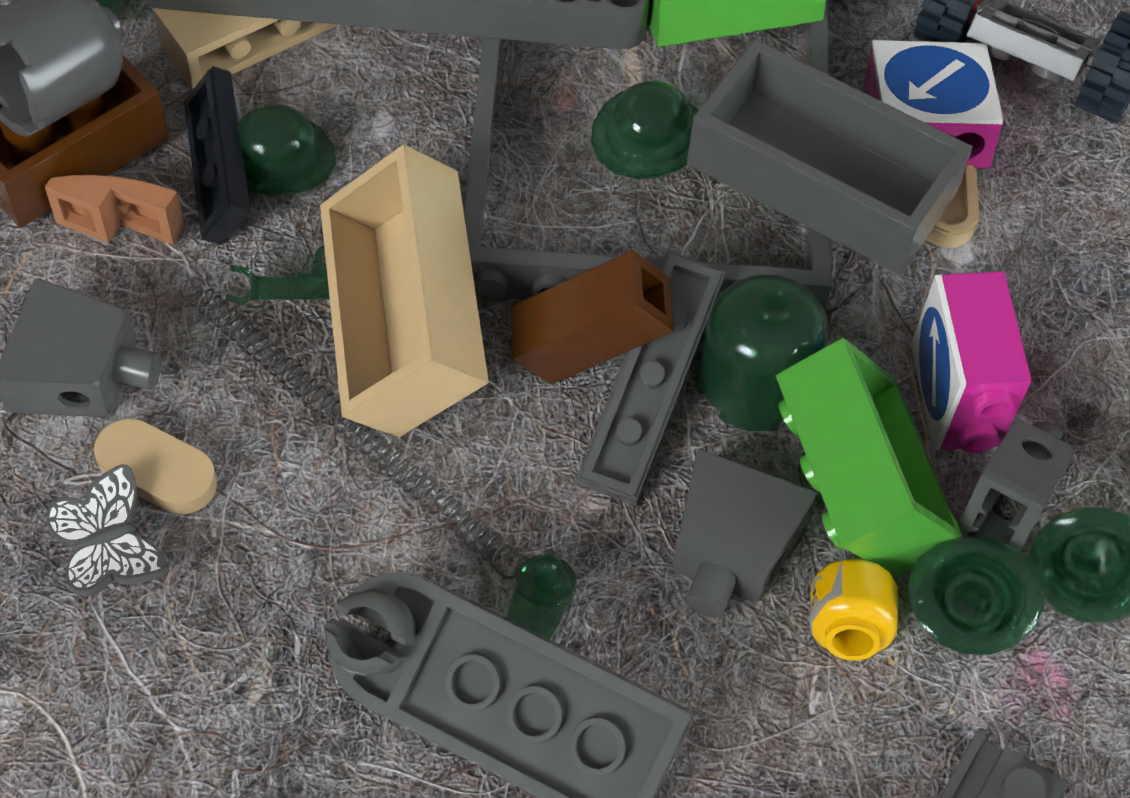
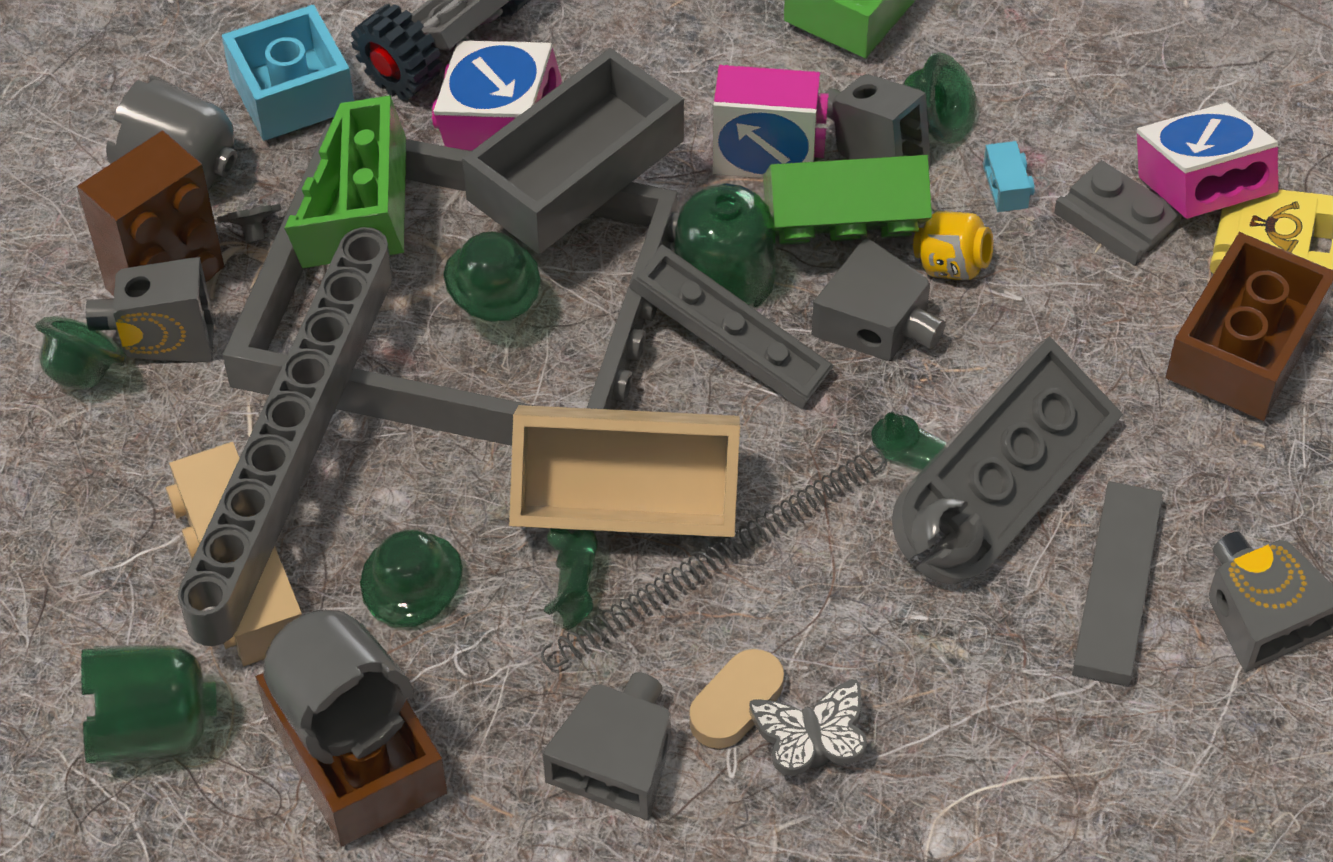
camera: 75 degrees left, 5 degrees down
(104, 203) = (451, 706): nougat slope -> none
(216, 156) = (421, 612): black tile -> none
(591, 318) = (680, 346): reddish brown brick -> none
(976, 595) = (963, 168): clear green hat -> none
(995, 675) = (1008, 176): none -> medium azure piece

